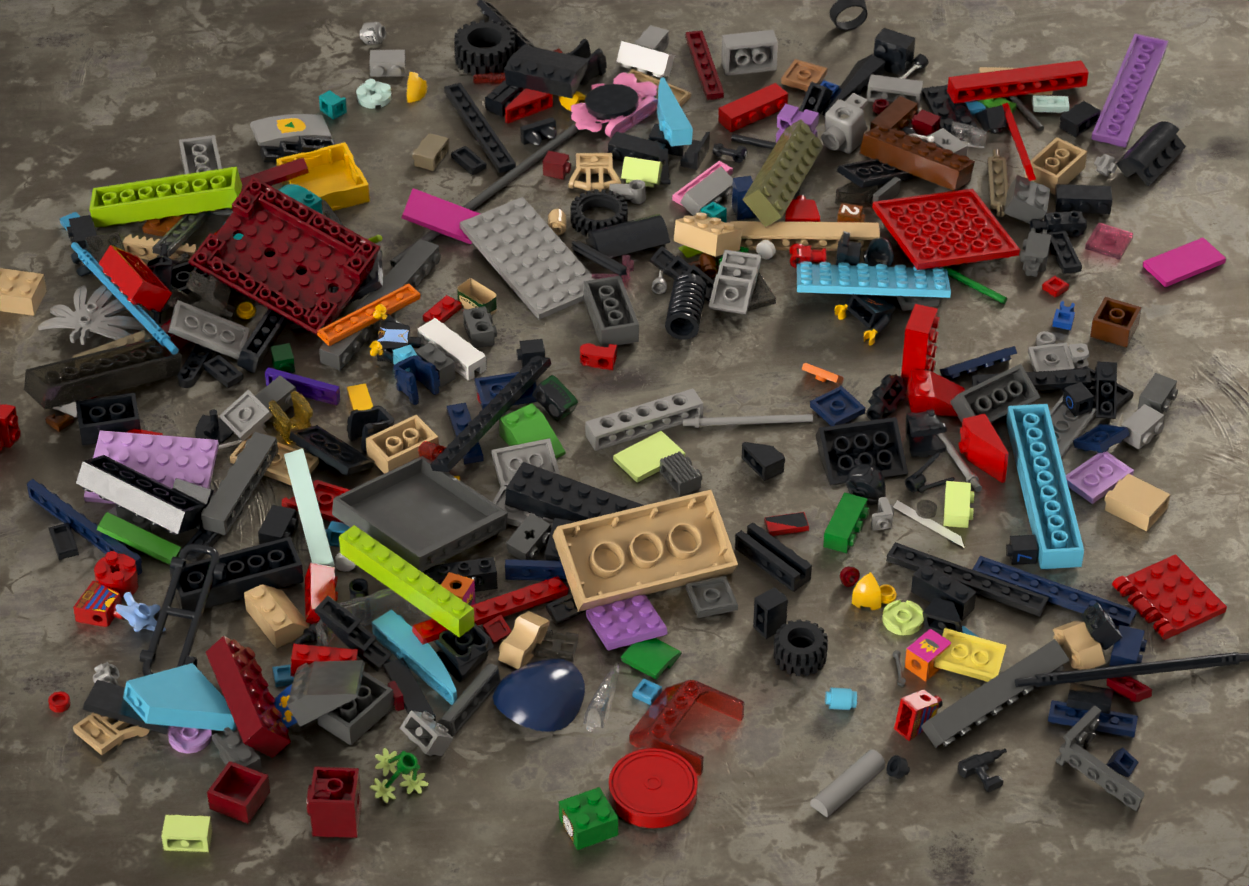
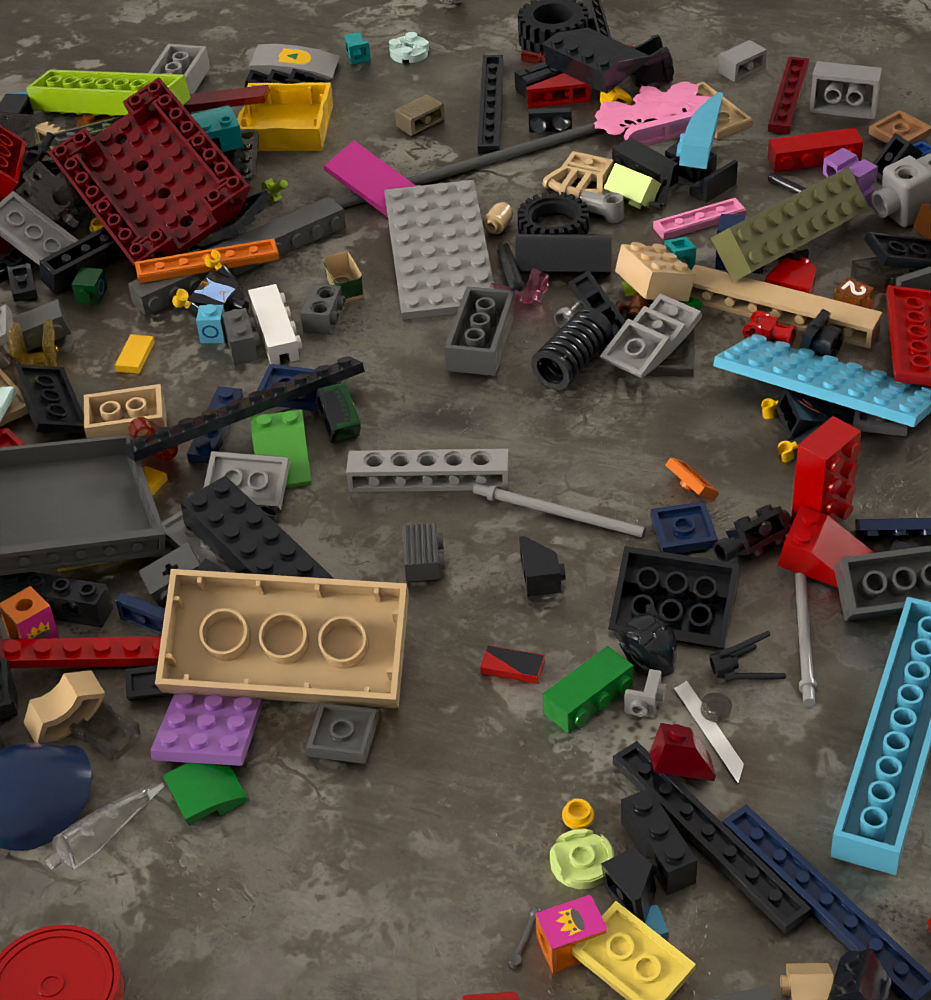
camera: 30 degrees right, 0 degrees up
(307, 387) = (87, 322): dark purple plate -> none
(367, 423) = (108, 376): black piece -> none
(387, 63) = (444, 21): light grey brick -> none
(416, 88) = (454, 50): yellow brick -> none
(420, 371) = (191, 345): dark blue piece -> none
(443, 310) = (300, 281): red plate -> none
(468, 160) = (456, 133): black tile -> none
(497, 629) = (46, 678): red plate -> none
(530, 349) = (361, 349): black brick -> none
(556, 165) = (542, 158): dark red brick -> none
(598, 356) = (433, 379): red leg -> none
(611, 101) = (648, 105): black tile -> none
(644, 457) = (386, 517): yellowish green tile -> none
(645, 59) = (721, 73): white brick -> none
(647, 691) = (165, 838): dark azure tile -> none
(671, 707) = (156, 882): clear red windscreen -> none
(707, 191) = (695, 224): light grey brick -> none
(738, 154) = (761, 196): black bar -> none
(766, 249) = (722, 309): white tile -> none
(770, 612) = (391, 784): black brick -> none
(773, 557) = (460, 706): black brick -> none
(800, 647) = (403, 873): black tyre -> none
(841, 698) = (405, 954): medium azure brick -> none
(849, 576) = (543, 762): dark red plate -> none
(867, 593) = (545, 803): yellow brick -> none
(879, 249) = (863, 344): black hair -> none
(921, 433) = (774, 600): black piece -> none
(927, 539) = (680, 753): none -> dark red slope
(957, 504) = (759, 715): yellowish green brick -> none
(983, 446) = (843, 641): red slope -> none
(1022, 549) = (815, 816): black brick -> none

